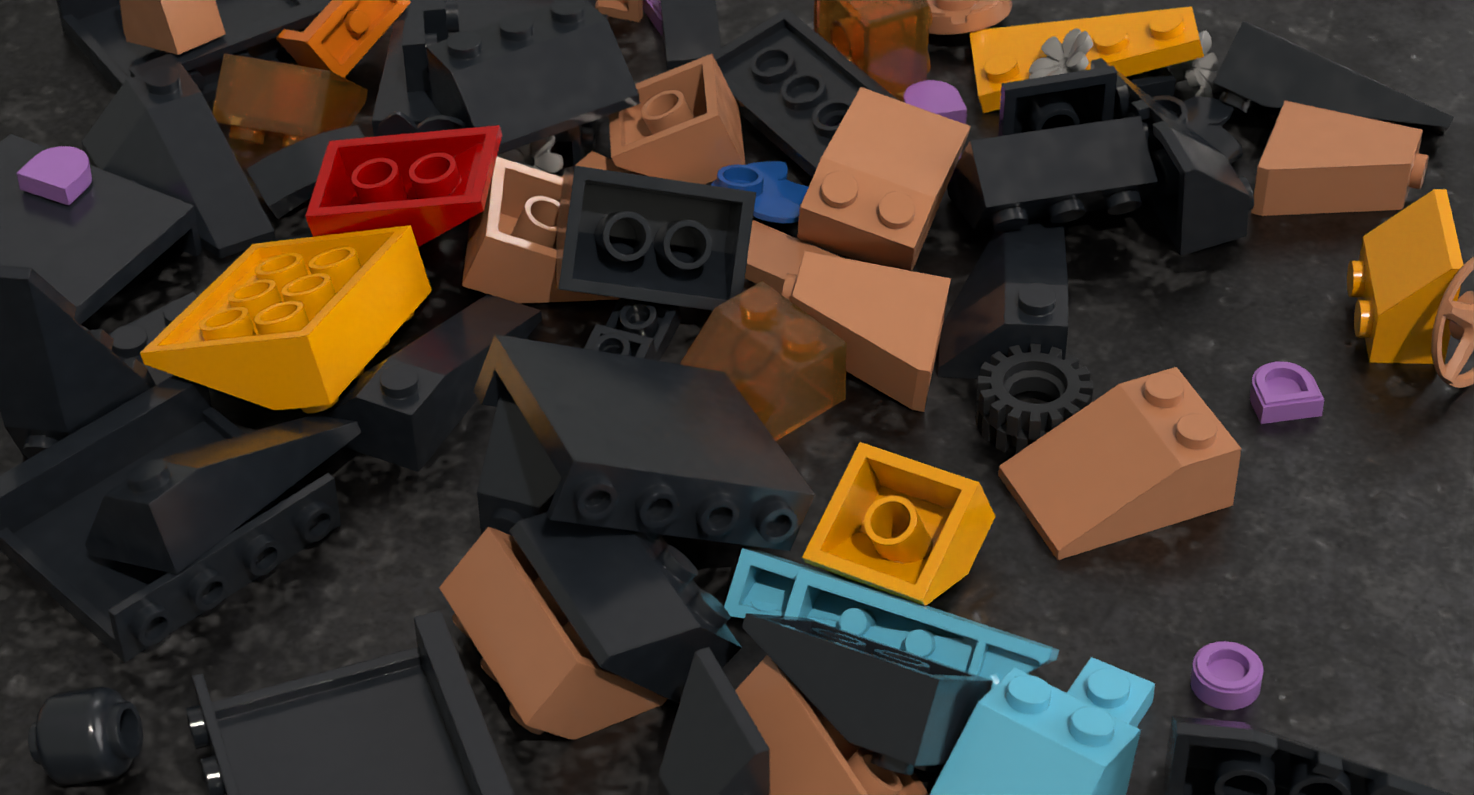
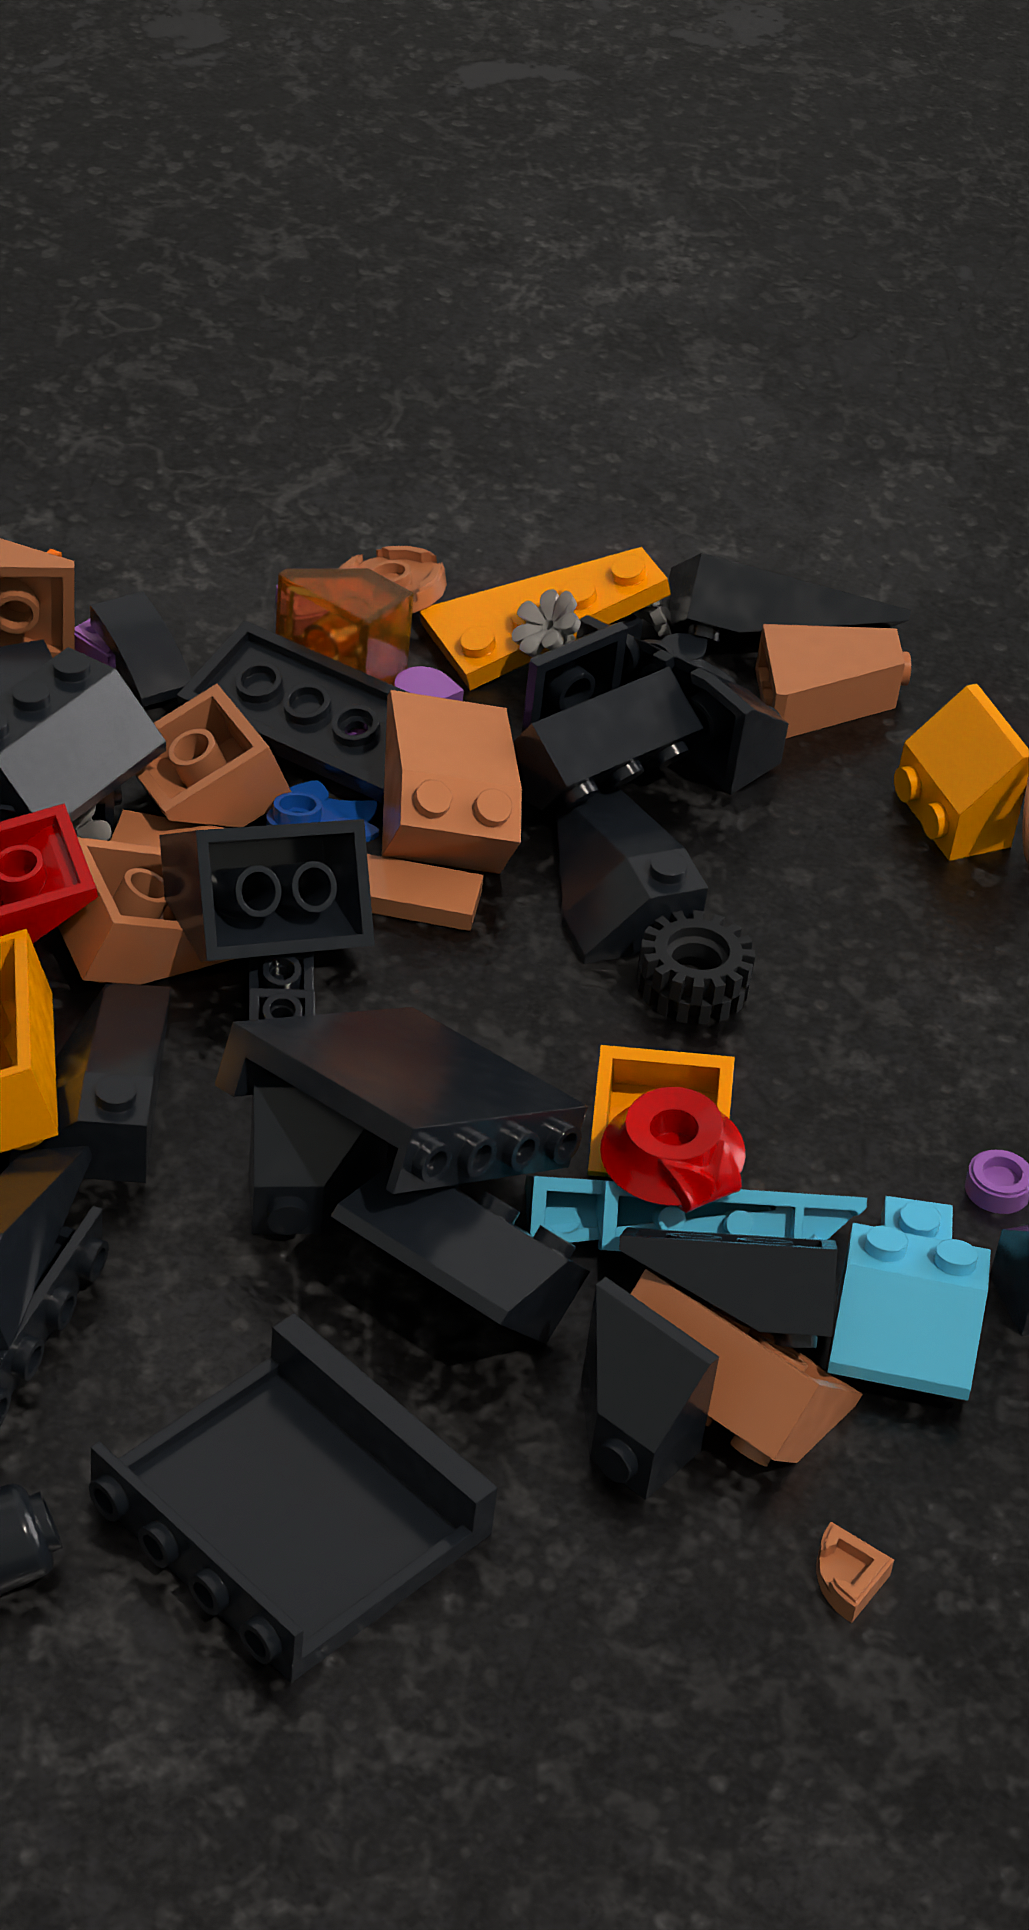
camera: 30 degrees left, 0 degrees up
(534, 646) = (392, 1316): nougat slope -> none
(774, 356) = (441, 973): clear orange slope -> none
(875, 554) = (674, 1149): none -> red piece
(882, 313) = (515, 926): nougat slope -> none
(1125, 466) = (813, 1008): nougat slope -> none
(1284, 393) = (900, 906): medium lavender tile -> none

